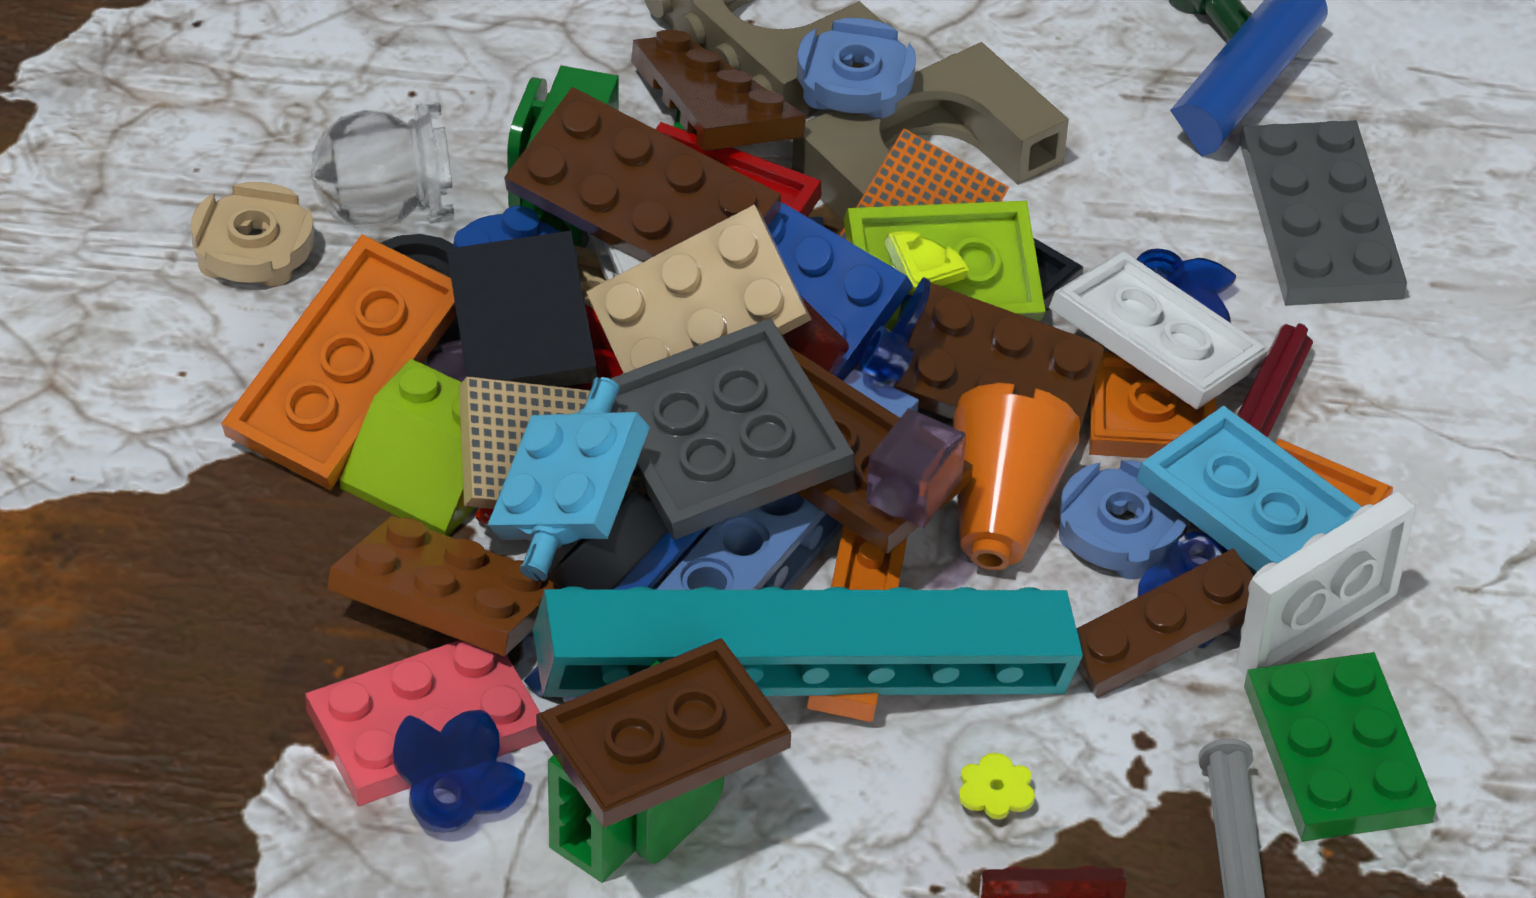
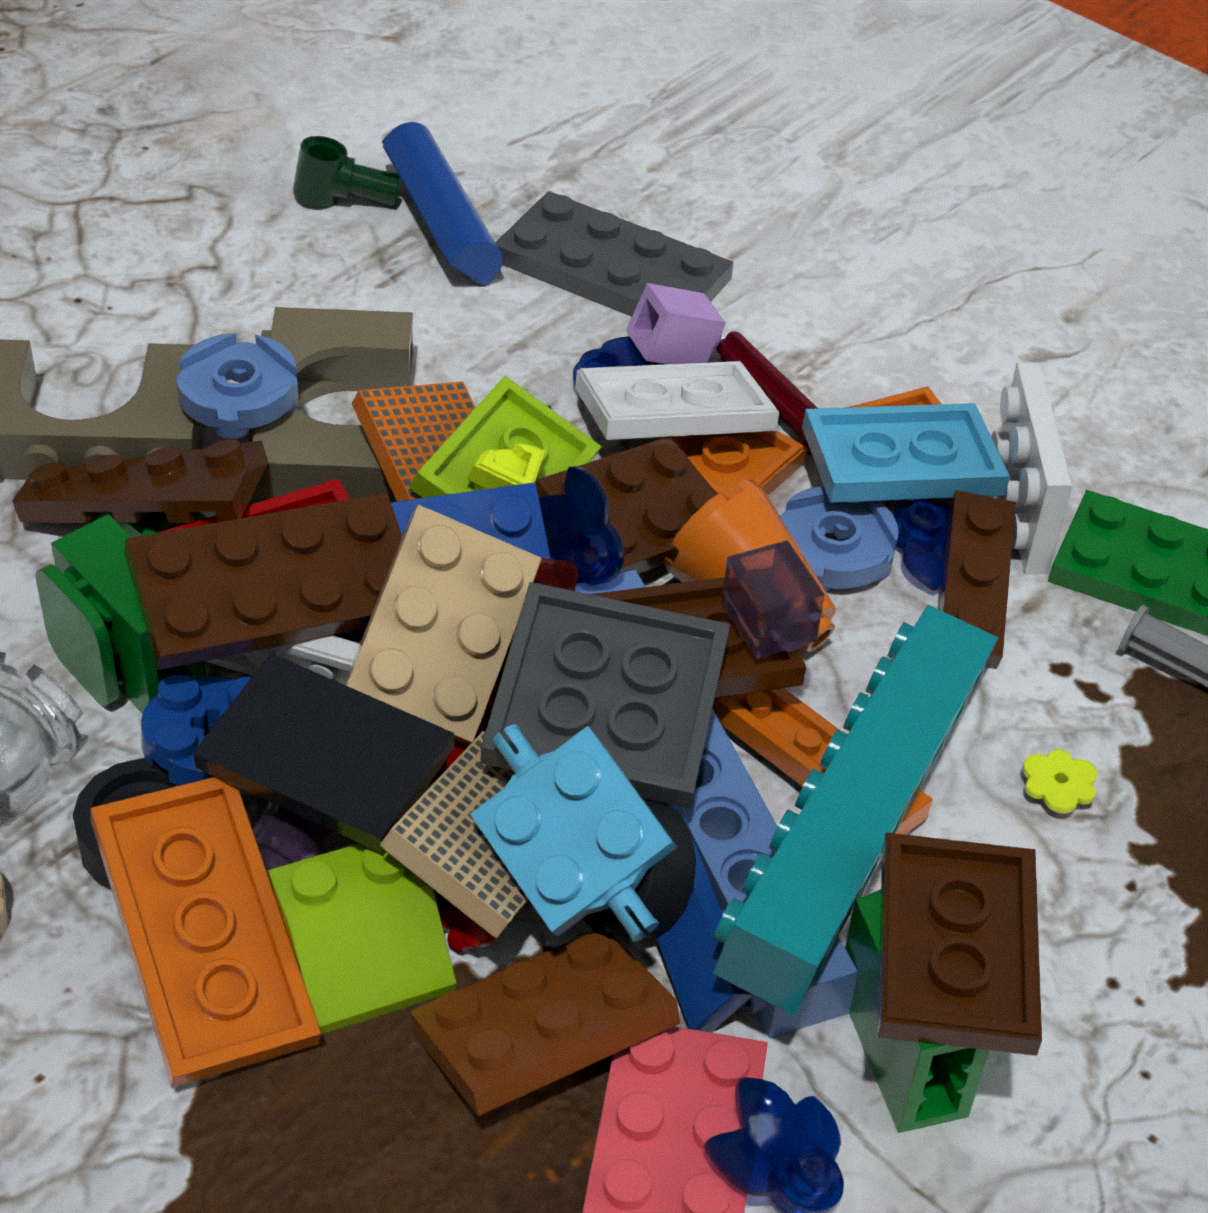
camera: 55 degrees left, 0 degrees up
(1256, 284) = (675, 325): none -> lavender brick

